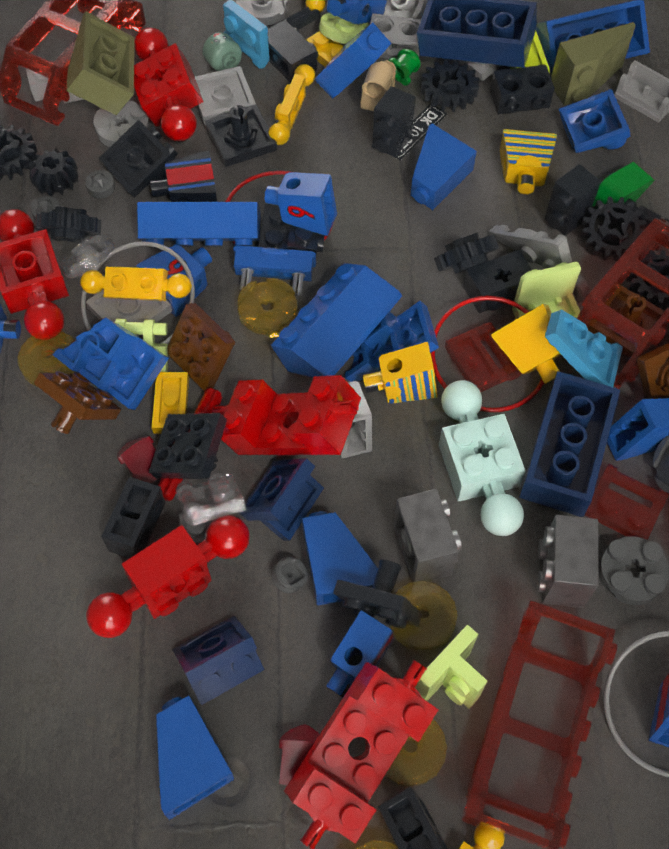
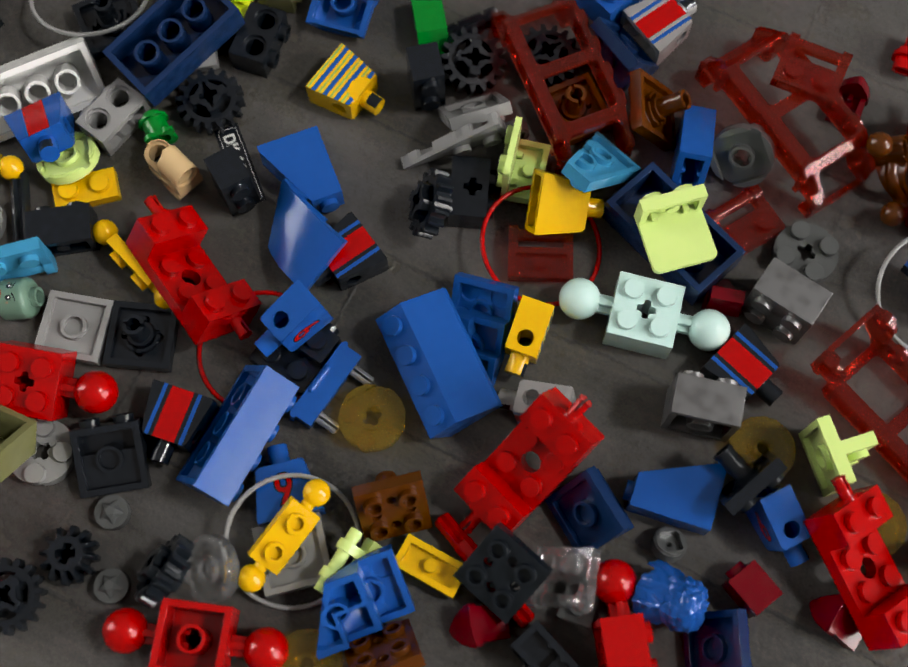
camera: 60 degrees left, 10 degrees up
(237, 586) = (670, 598): none -> blue hair
(287, 660) = (751, 587): none -> dark red brick
(315, 112) = (171, 249): none -> red brick
(352, 60) = (130, 174): blue slope -> none
(379, 186) = (301, 237): none -> blue slope
(388, 226) = (358, 258): none -> torso
(486, 561) = (748, 363): none -> torso
(538, 514) = (724, 299): none -> dark red tile
(568, 427) = (675, 228): none -> yellowish green bracket
(577, 252) = (474, 110): none -> light grey plate

